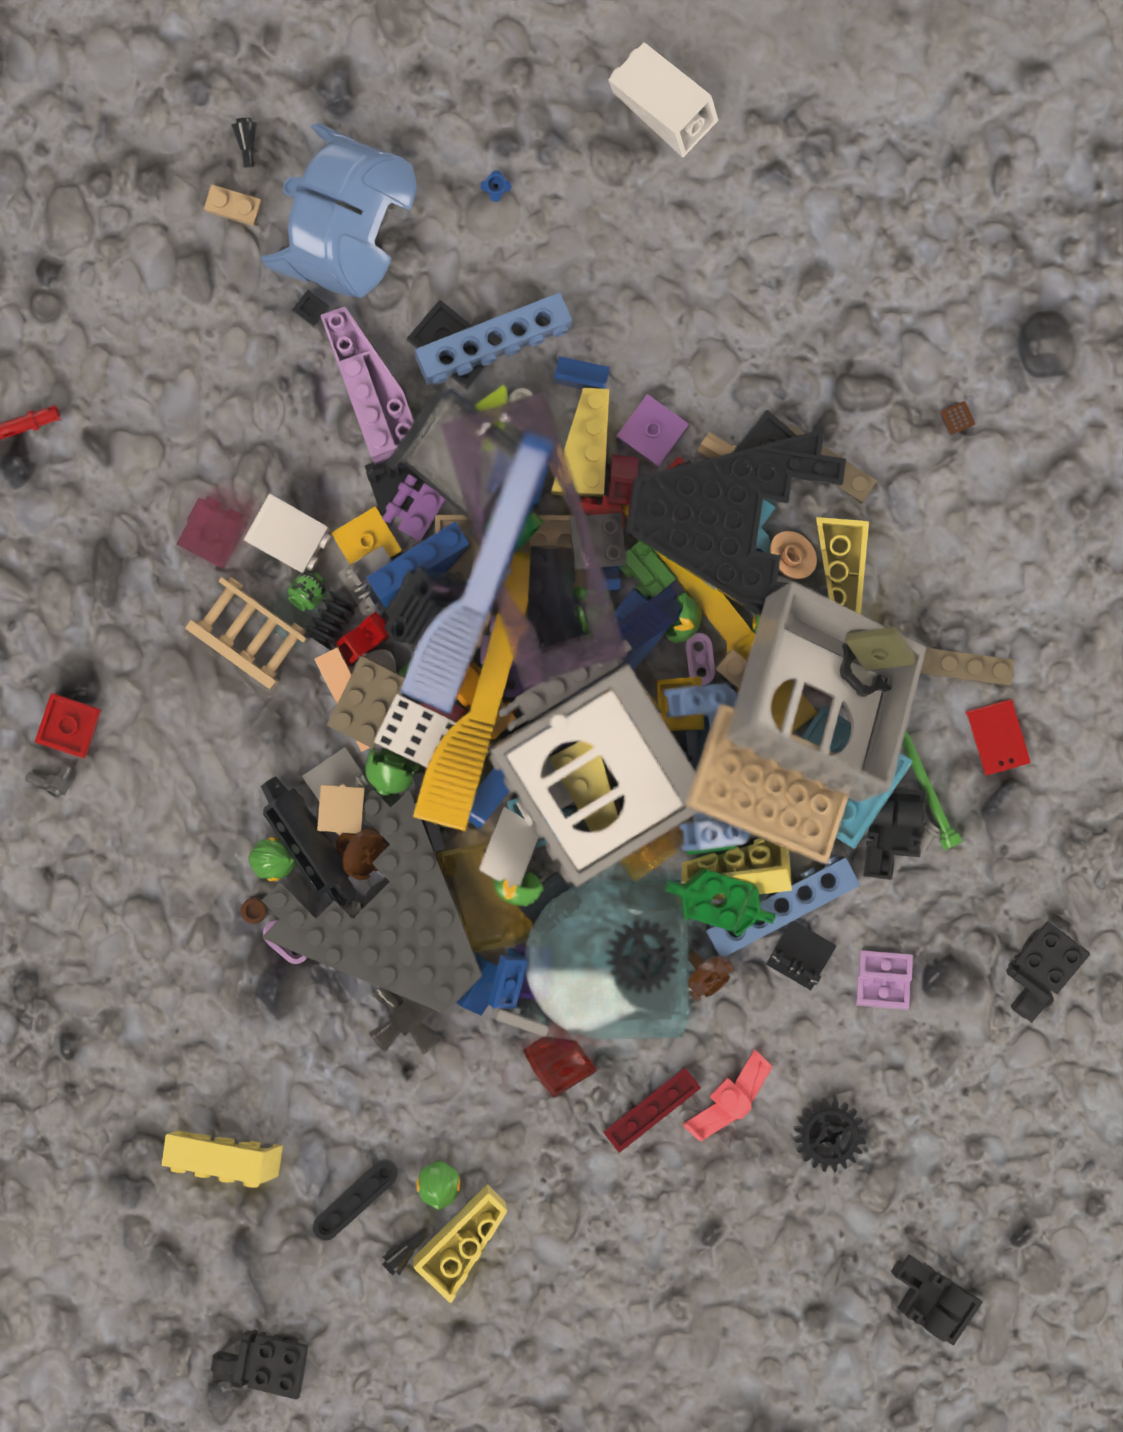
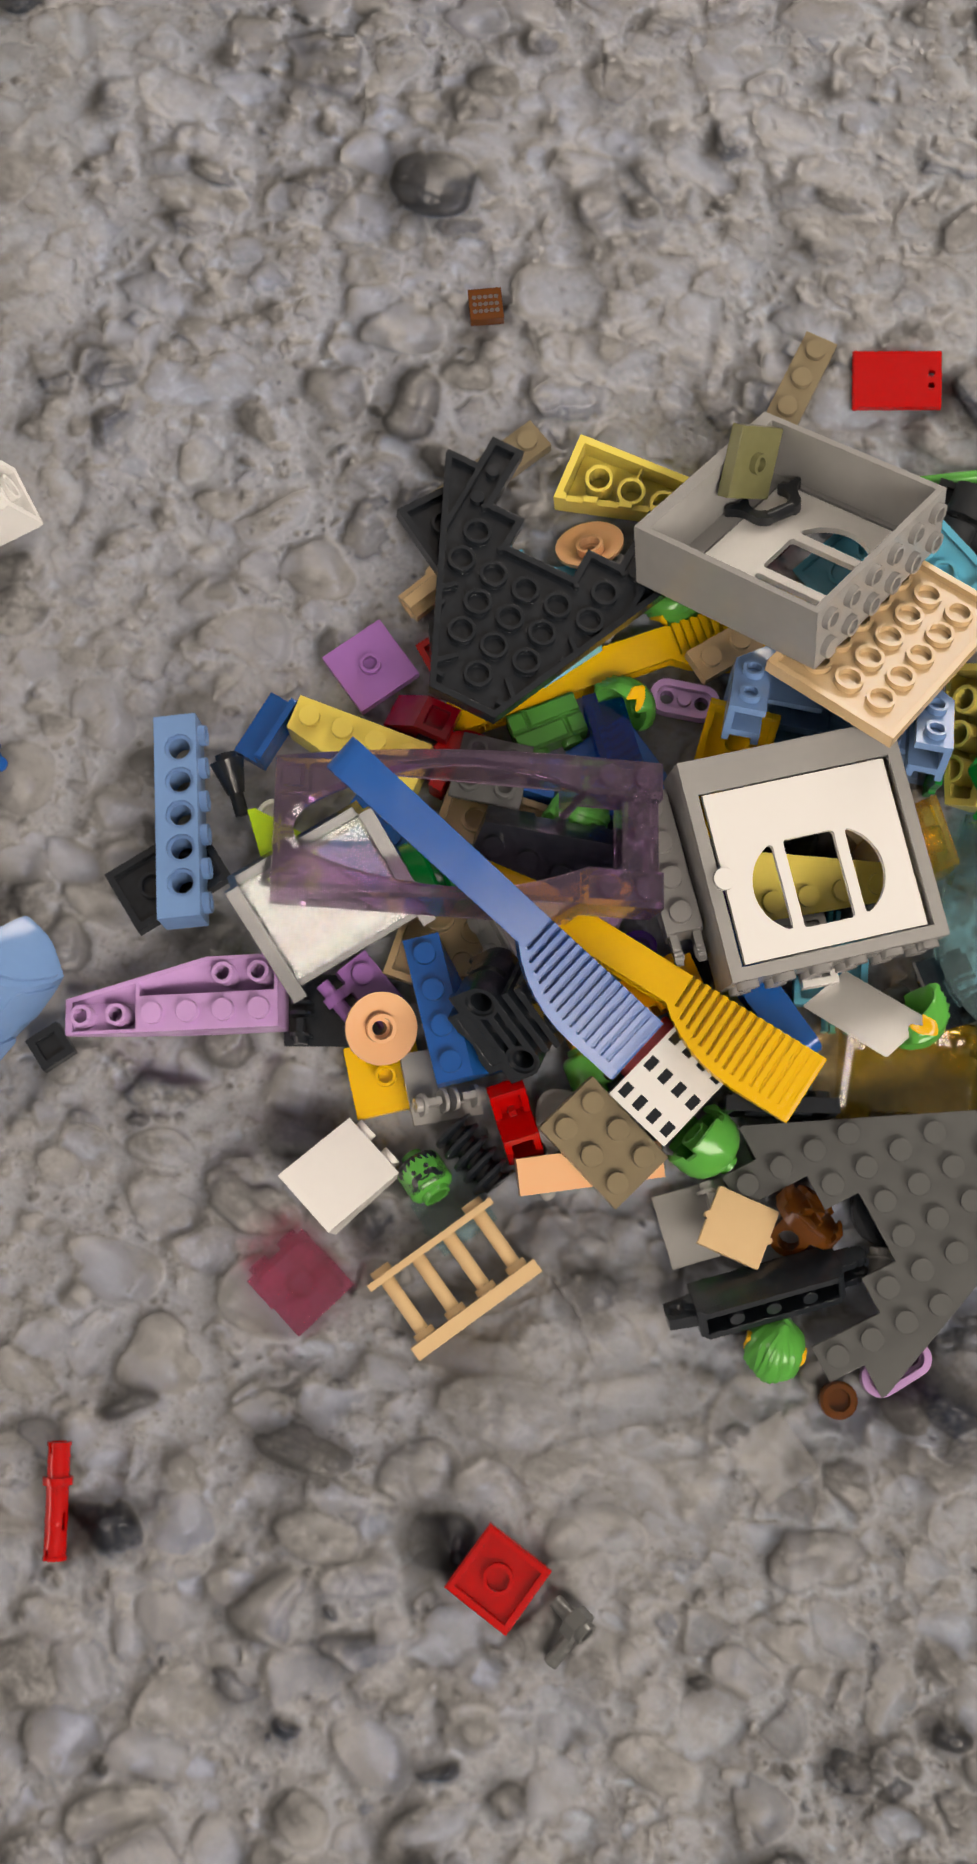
camera: 70 degrees left, 10 degrees down
(392, 539) = (398, 1032): none -> light nougat dish
(542, 359) = (230, 773): none -> black cone

